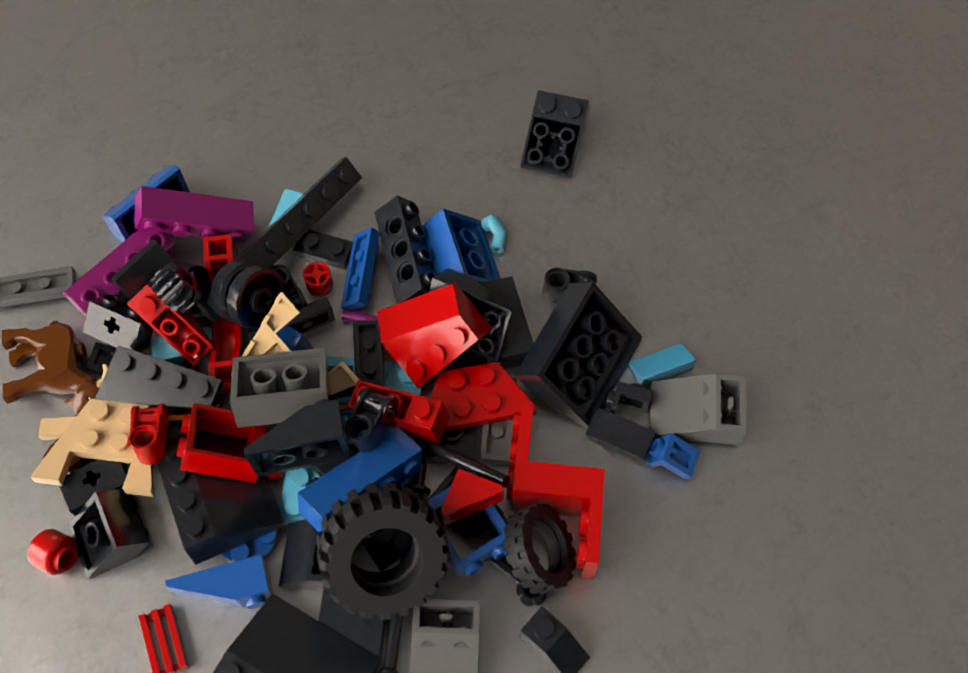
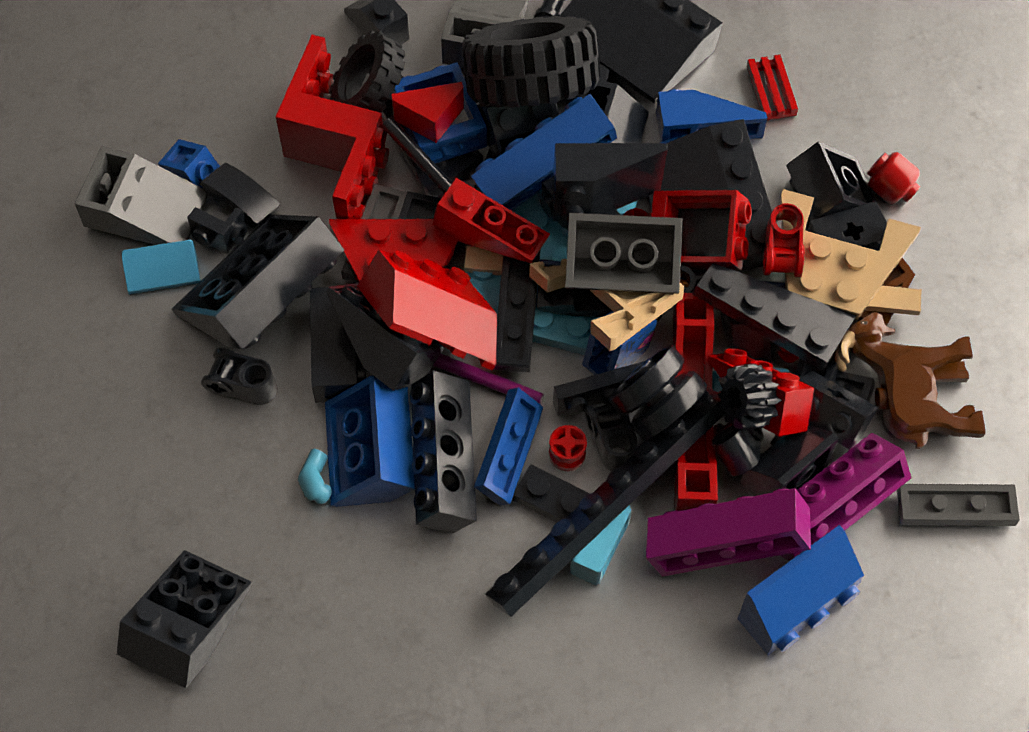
camera: 170 degrees left, 0 degrees up
(370, 413) = (520, 193): black piece -> none

